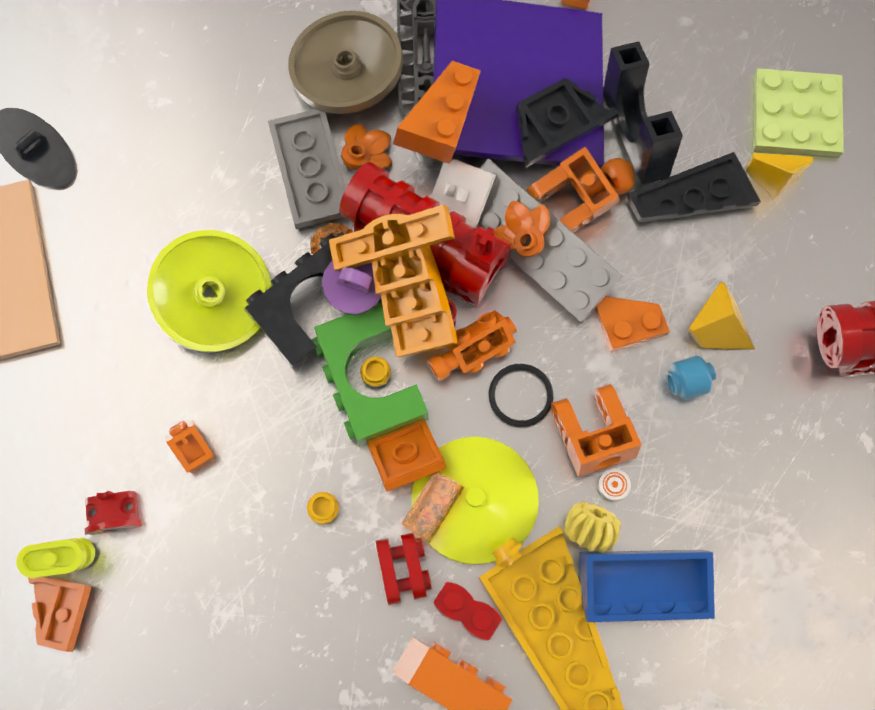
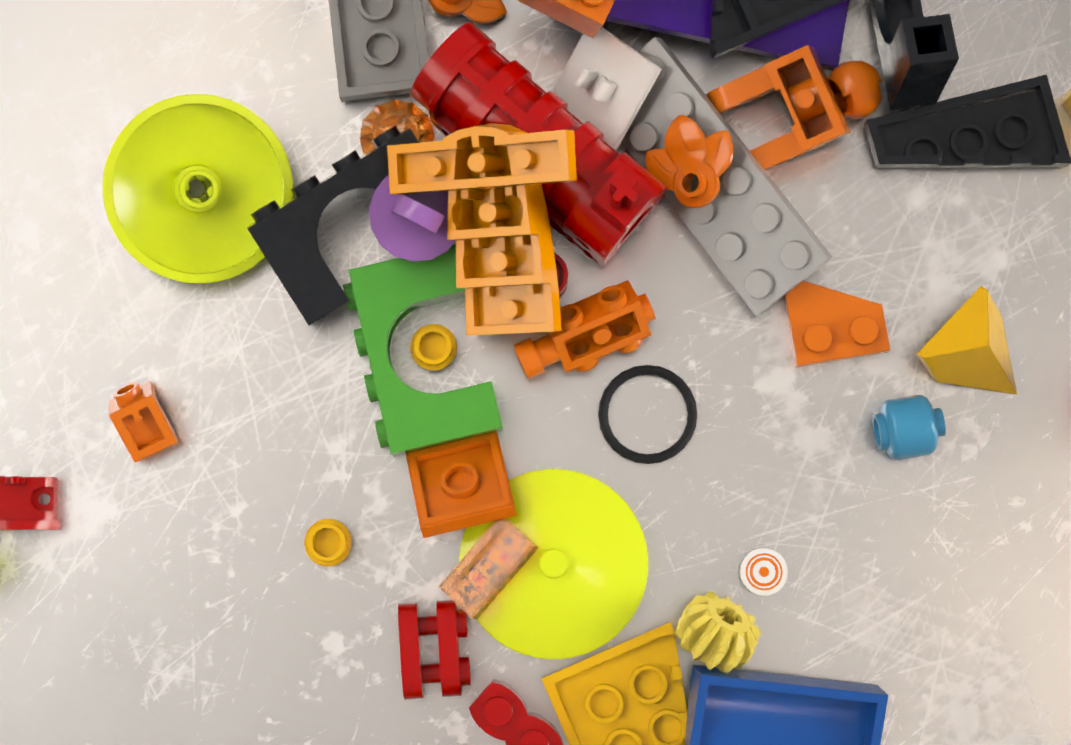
camera: 10 degrees right, 10 degrees up
(508, 552) = (588, 651): yellow plate -> none
(602, 447) = (755, 516): orange brick -> none

